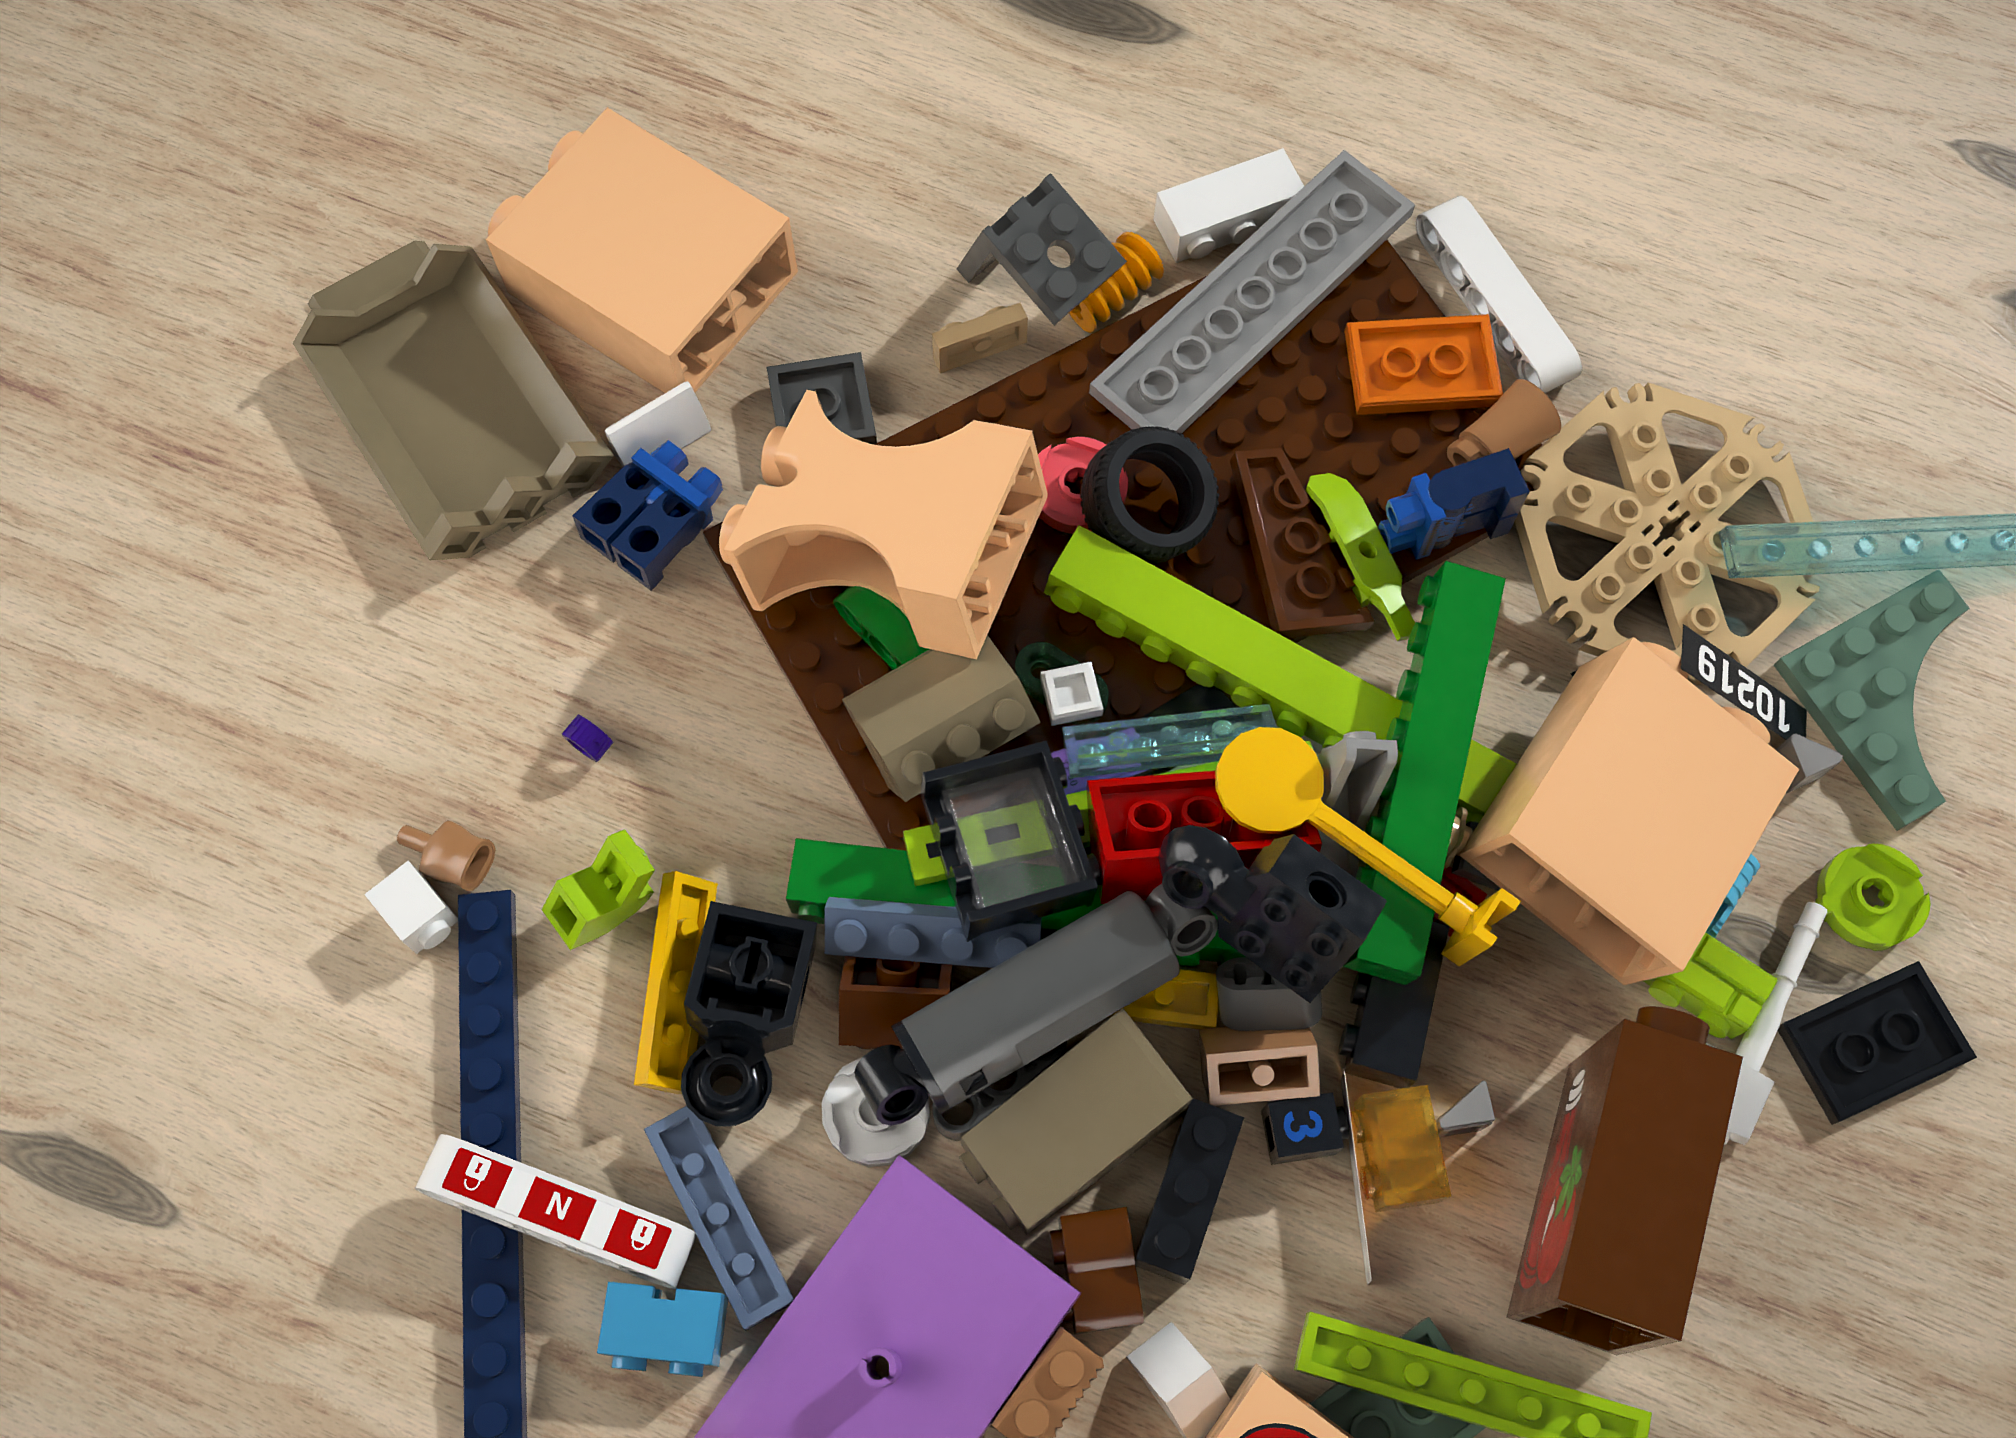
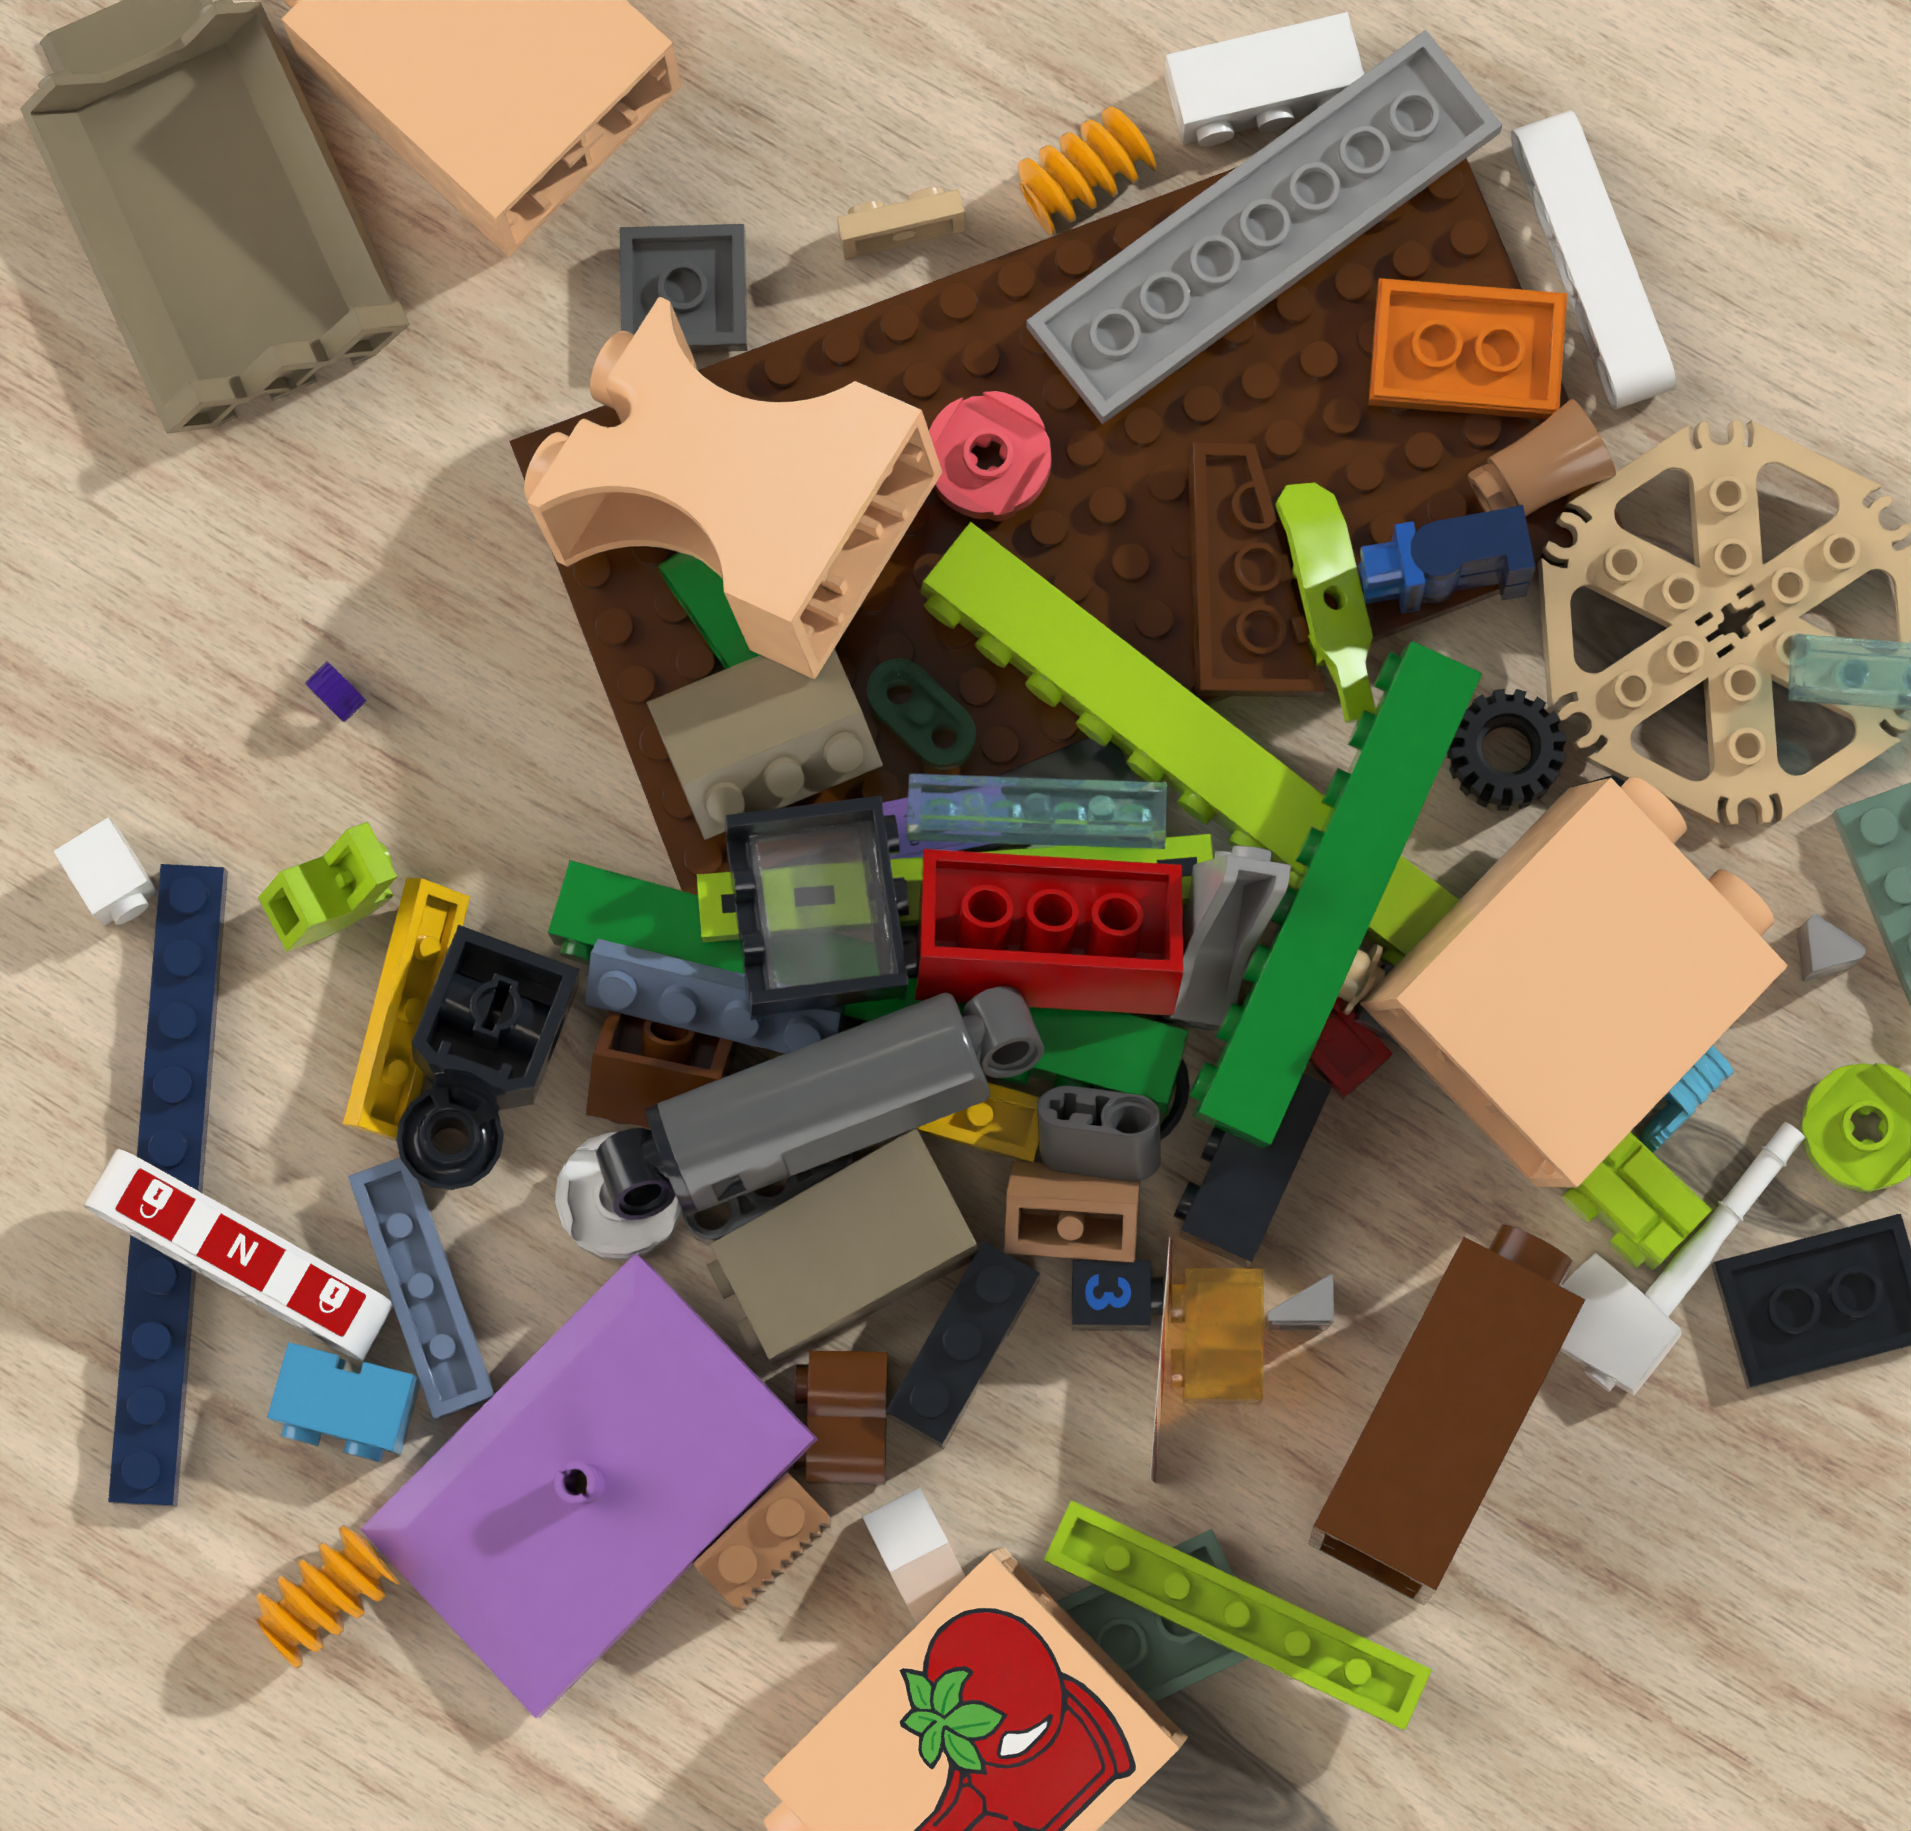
camera: 15 degrees right, 10 degrees up
(450, 854) = (156, 812): medium nougat piece -> none
(648, 512) = (446, 406): dark blue hips -> none
(670, 417) = (471, 293): white slope -> none
(1021, 246) = (971, 108): dark grey bracket -> none
(1071, 693) = (928, 732): white tile -> none
(1184, 467) = (1132, 490): black tyre -> none
(1277, 783) = (1139, 891): yellow piece -> none
(1284, 913) = (1117, 1047): black brick -> none
(1545, 639) = (1520, 714): none -> black tyre
(1741, 686) = (1762, 848): black sticker -> none

